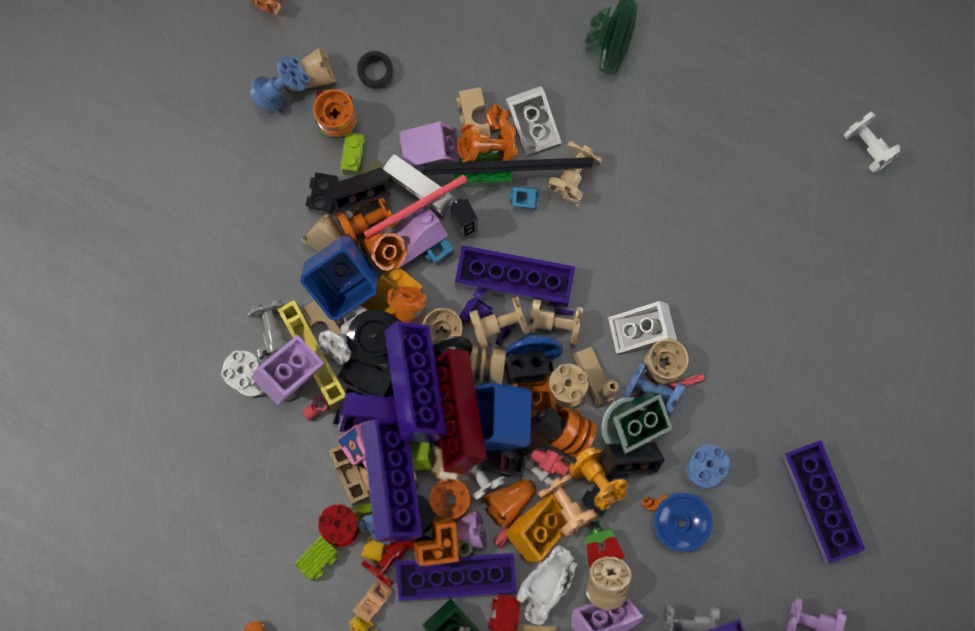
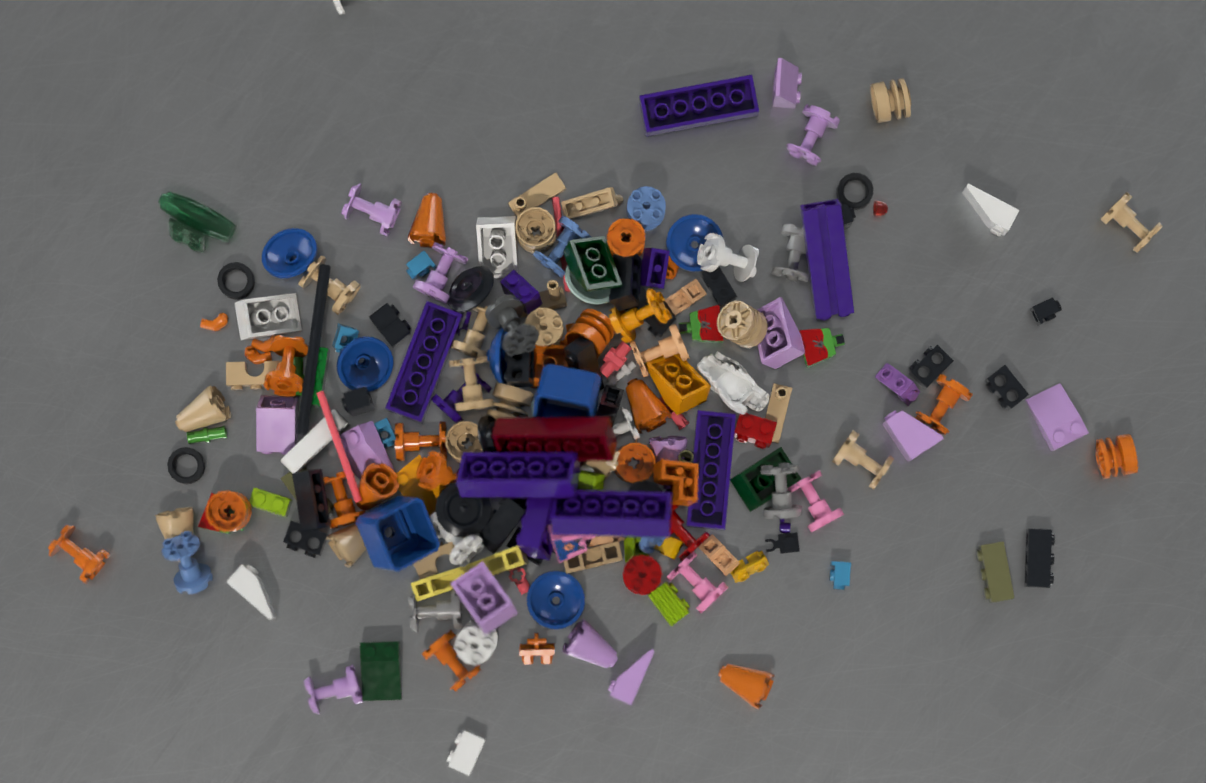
camera: 80 degrees left, 5 degrees up
(138, 385) = (466, 753): none -> white brick
(184, 258) = (341, 688): none -> lavender piece
(206, 288) = (380, 671): none -> dark green slope
(227, 530) = (628, 683): none -> lavender slope
(234, 342) = (447, 655): none -> orange piece
(251, 434) = (536, 647): none -> orange hips
(261, 487) = (589, 646): none -> lavender cone
(264, 152) = (251, 587): none -> white slope
(296, 432) = (555, 585): none -> blue dish
(336, 589) = (702, 587): none -> bright pink piece
(408, 83) = (206, 434): none -> bright green pin
(430, 76) = (203, 411): none -> tan cone
(435, 279) = (413, 440): none -> orange piece
(494, 226) = (372, 371): none -> blue dish
(516, 73) = (216, 324): none -> orange arm
(546, 237) = (390, 324): none -> black brick
(562, 69) = (236, 266): none -> black tyre
(573, 345) = (507, 315): none -> dark grey piece
(595, 307) = (470, 289): none -> black piece
(597, 274) = (436, 280): none -> lavender piece
(598, 128) = (289, 253): none -> blue dish
(601, 357) = (516, 285): none -> dark purple brick
(609, 256) = (420, 265): none -> dark azure brick
(626, 522) = (684, 297): none -> light nougat slope
(644, 553) = (719, 287): none -> black brick
(649, 485) = (654, 268): none -> dark purple brick
(653, 256) = (428, 222): none -> orange cone
(654, 206) = (378, 212): none -> lavender piece
(673, 451) = (626, 238): none -> orange piece
(674, 542) = (715, 253): none -> white piece
(702, 359) = (538, 194): none -> tan piece
(703, 412) = (591, 203): none -> tan piece
(862, 586) = (785, 84): none -> lavender slope

